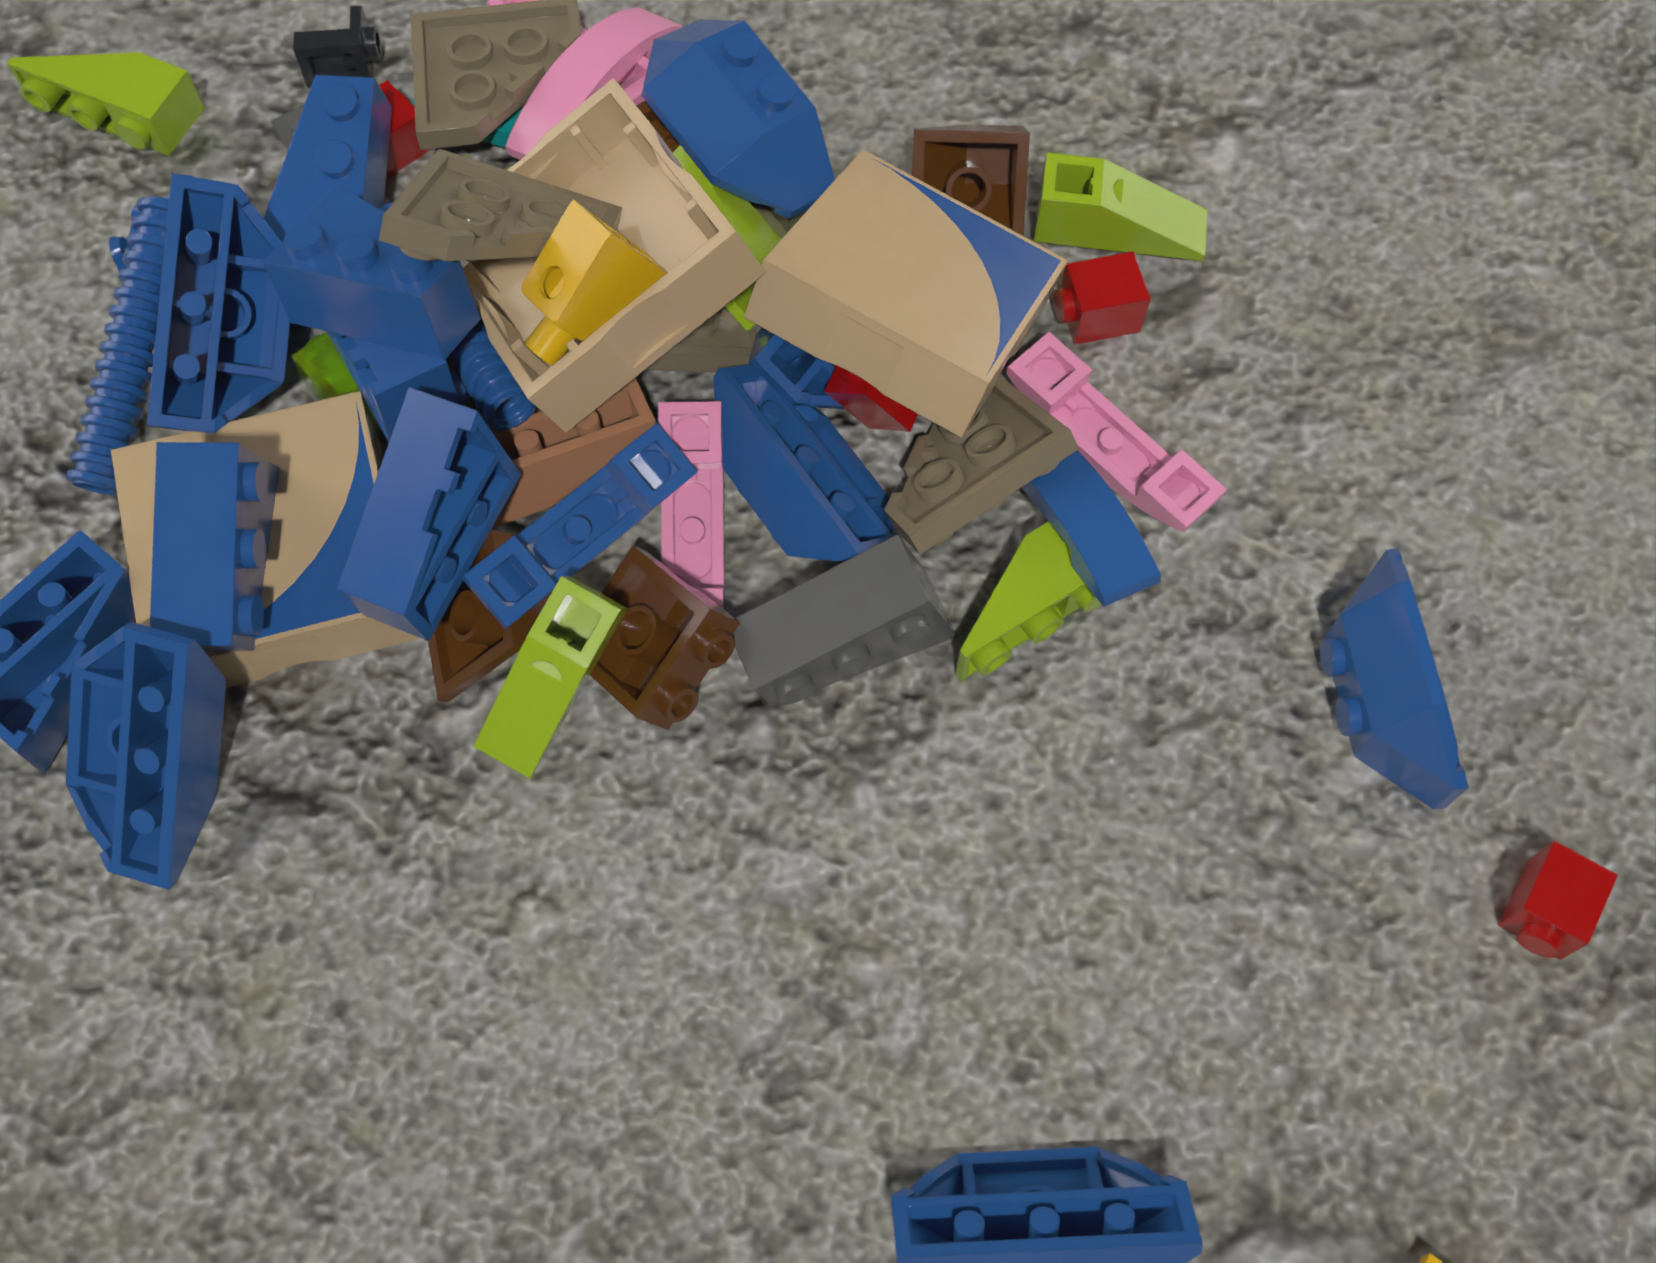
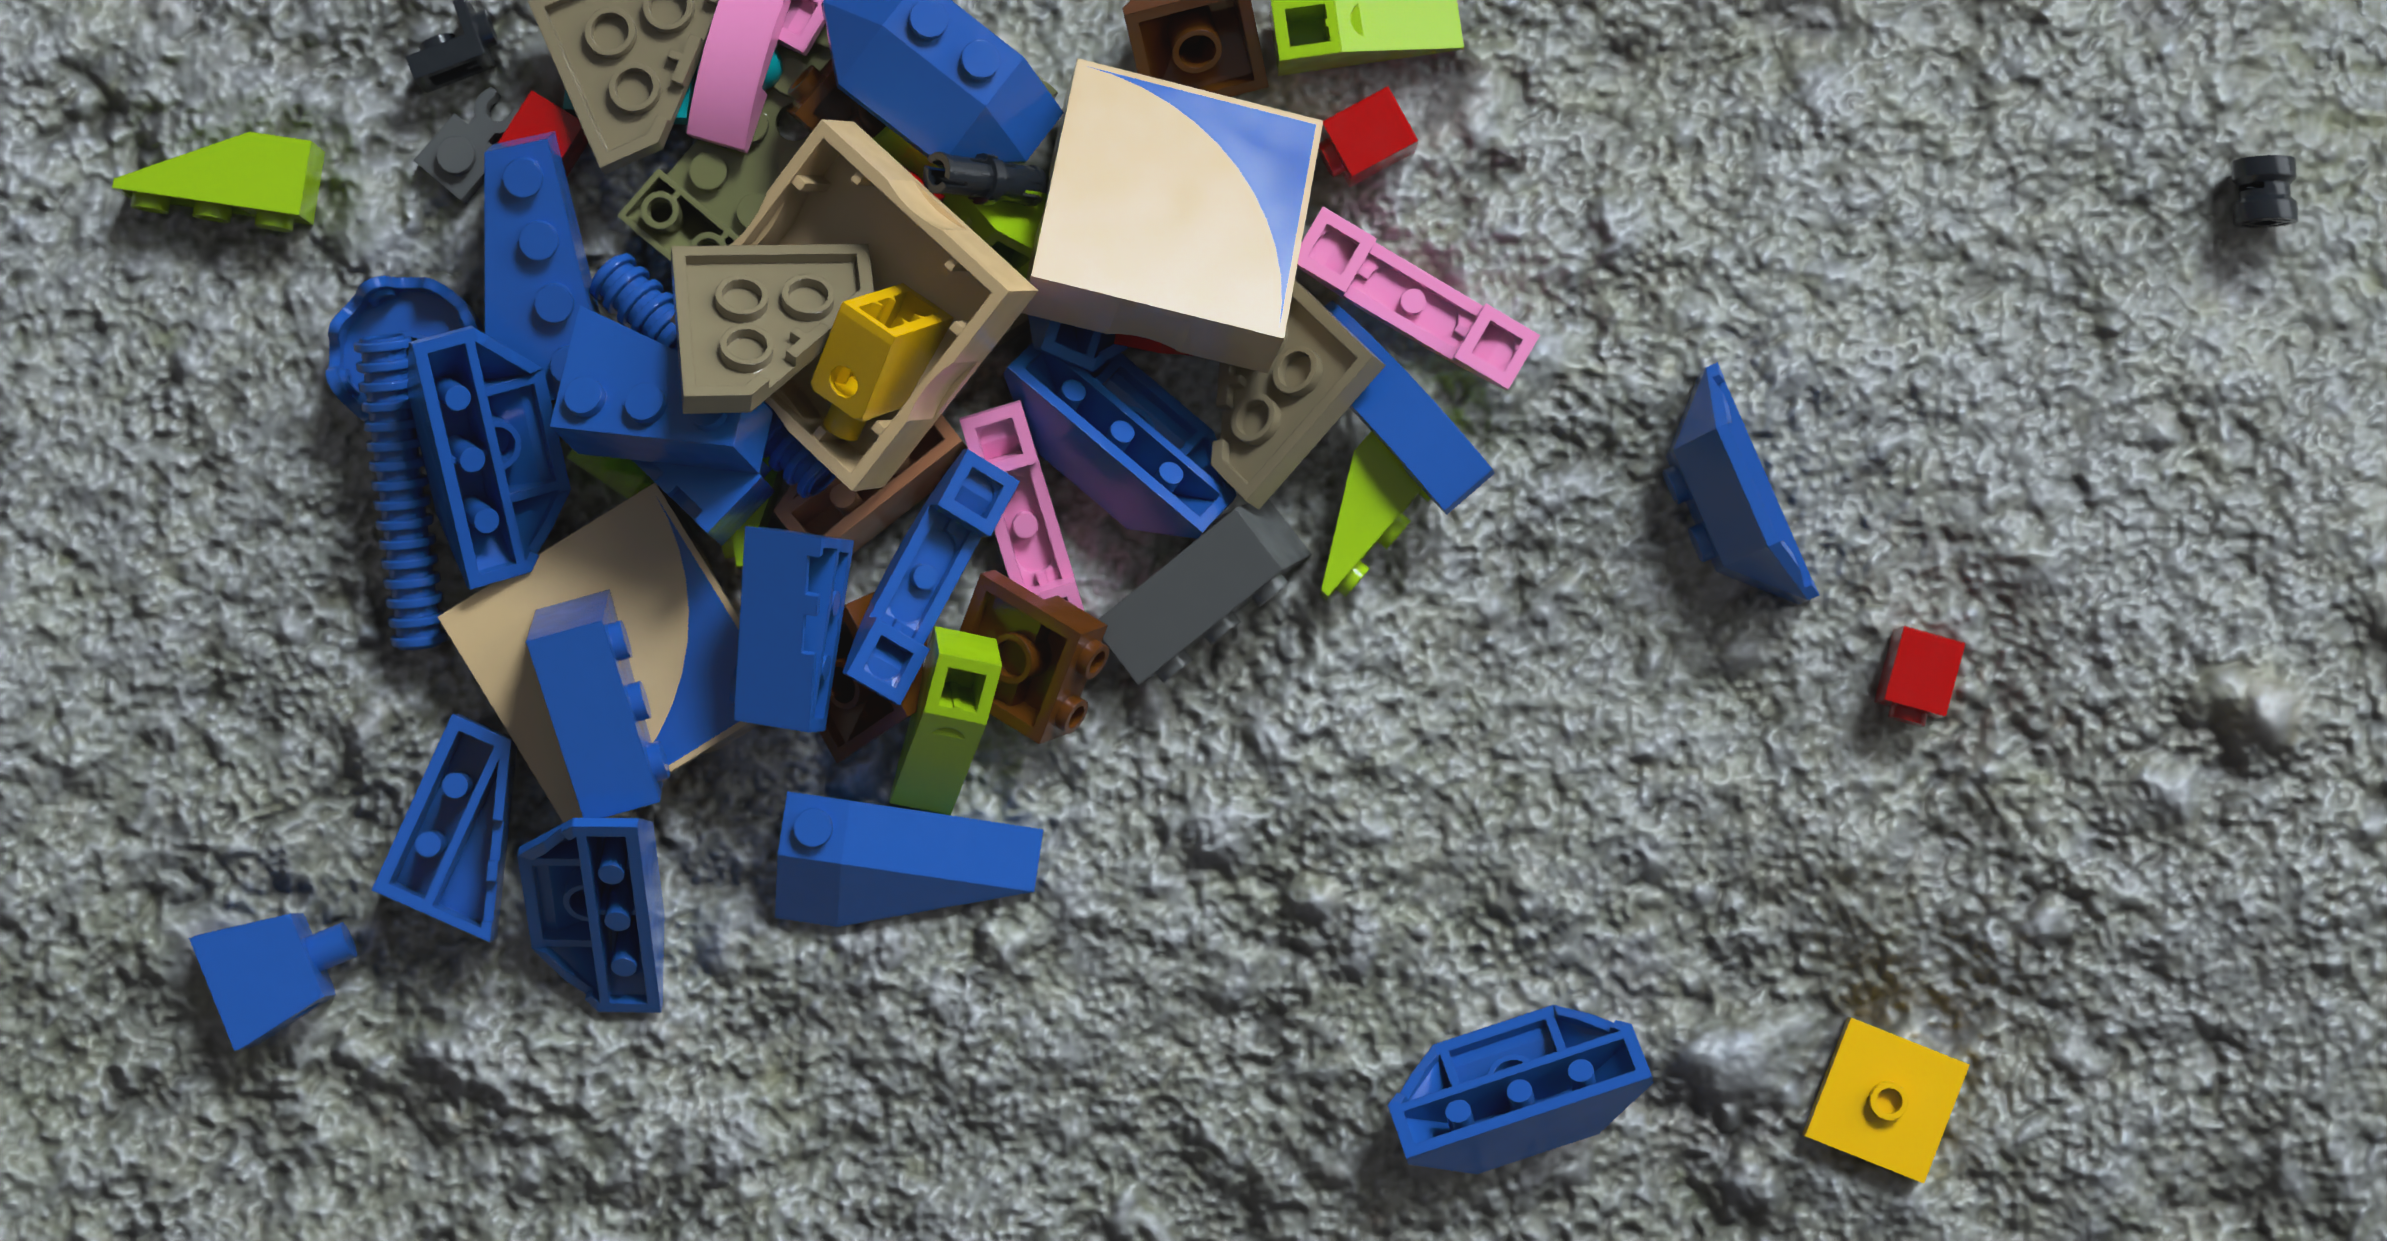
camera: 10 degrees left, 20 degrees up
(437, 795) = (878, 862): none -> blue wedge
(746, 198) = (984, 179): none -> black pin

